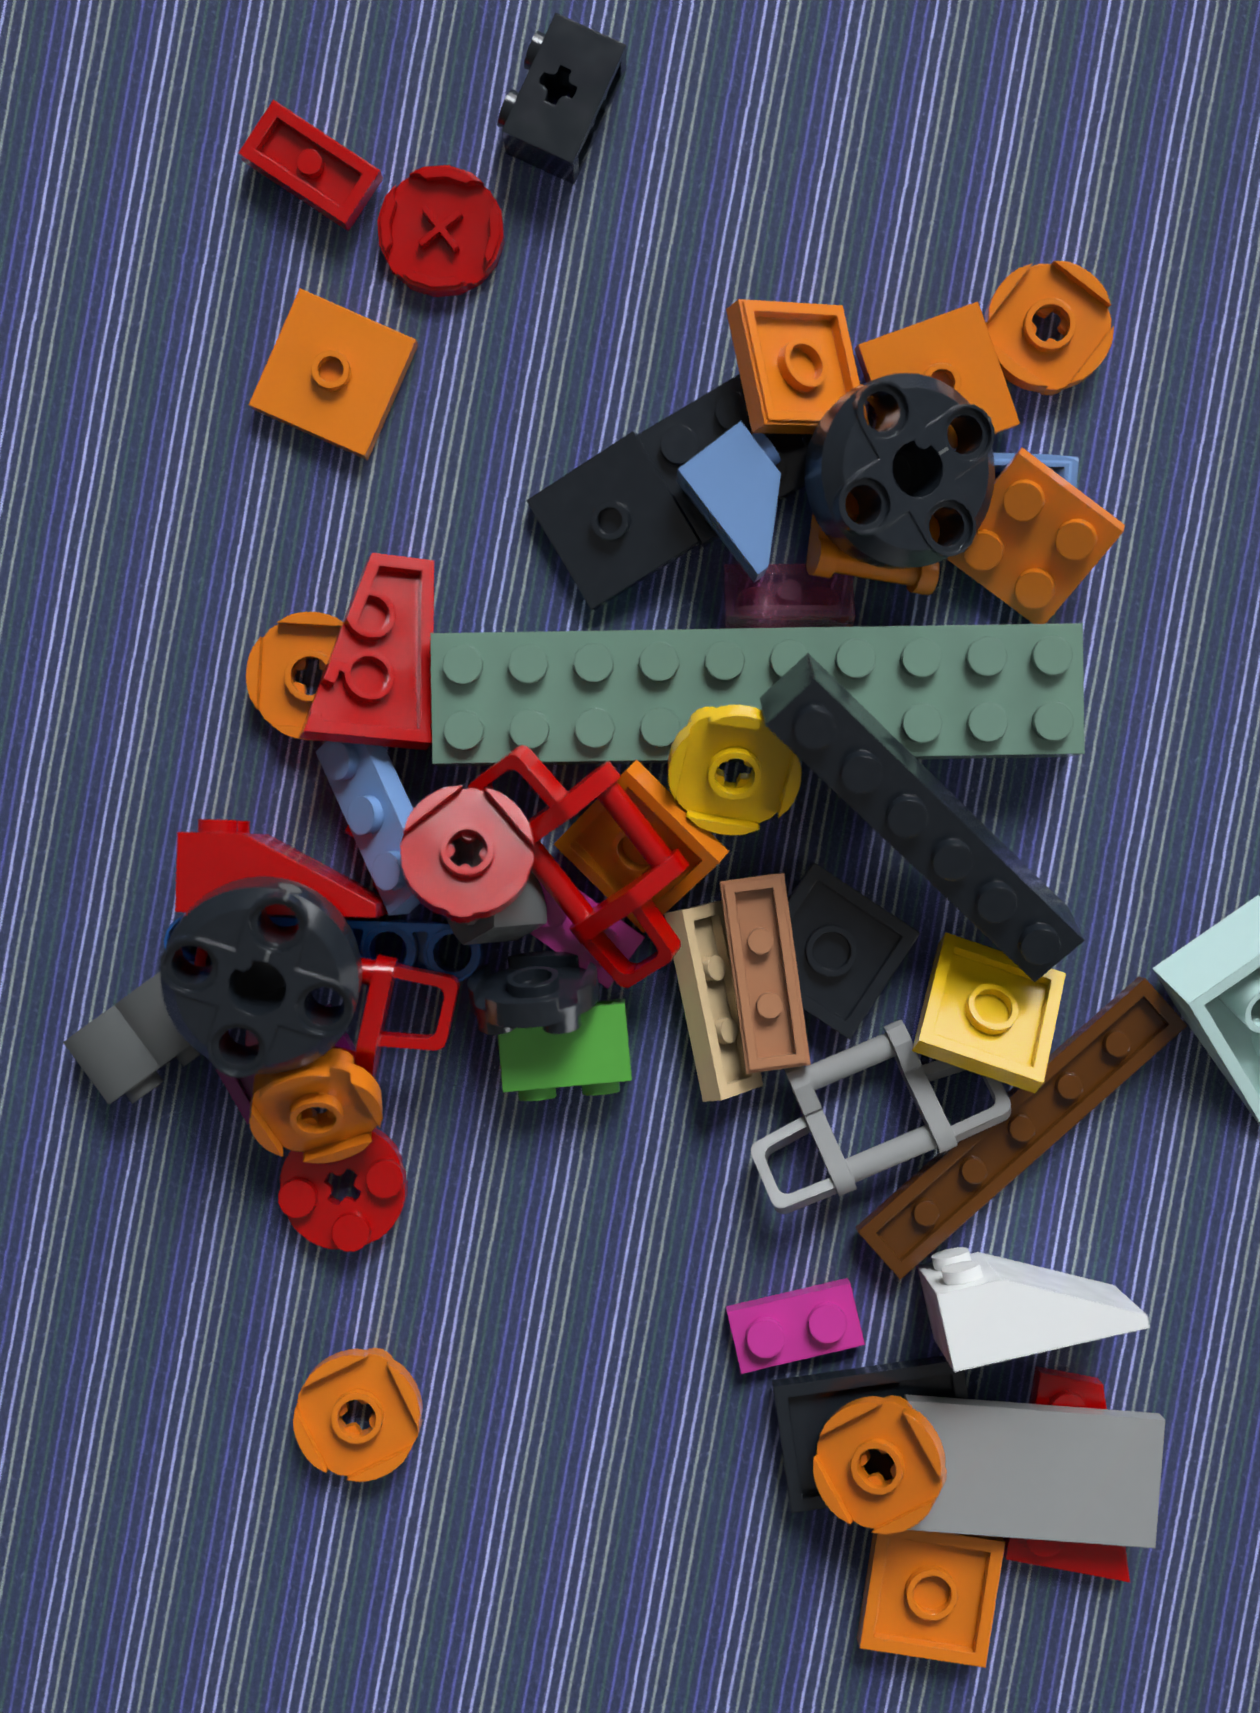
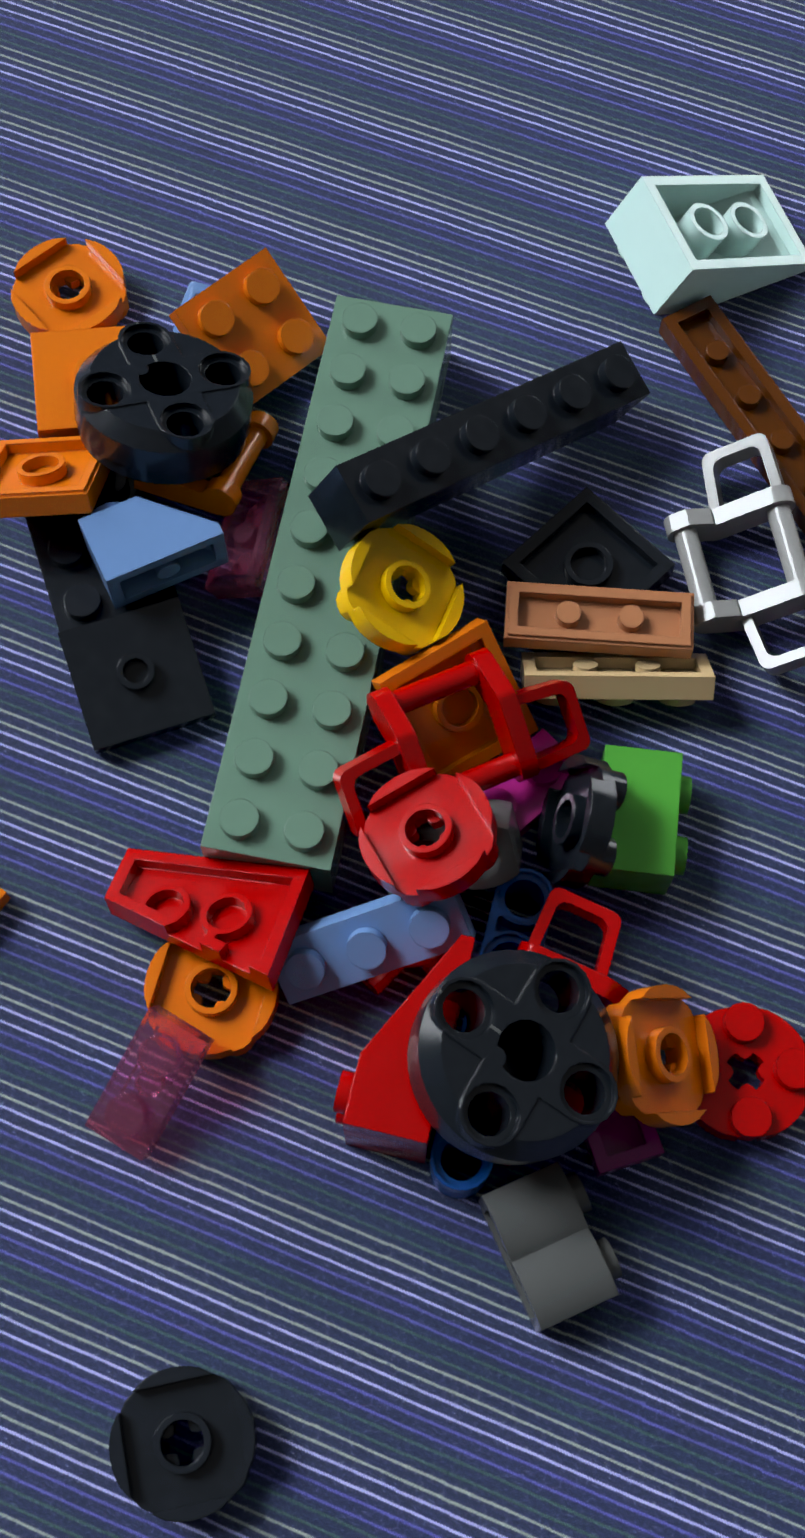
camera: 80 degrees left, 20 degrees down
(211, 641) = (149, 1082): none -> clear pink plate
(988, 1014) = (671, 442): yellow plate -> none

